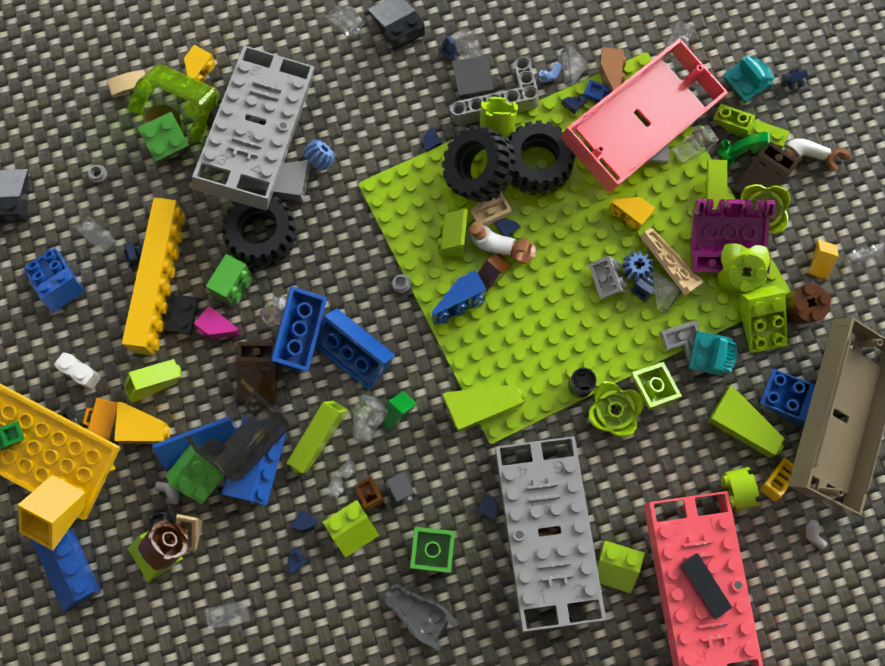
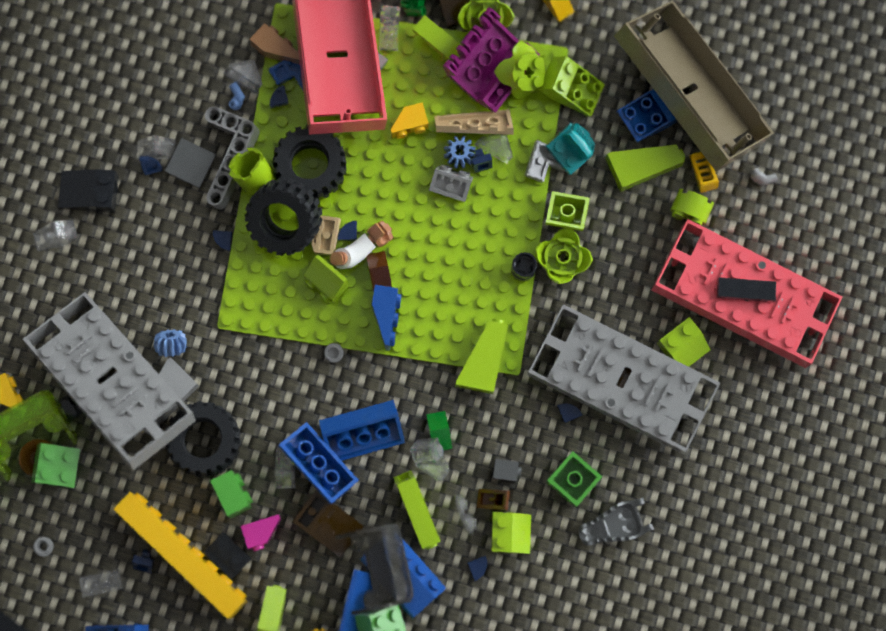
camera: 60 degrees left, 5 degrees up
(295, 560) = (505, 595): dark blue tile -> none
(807, 304) = (585, 44): reddish brown brick -> none

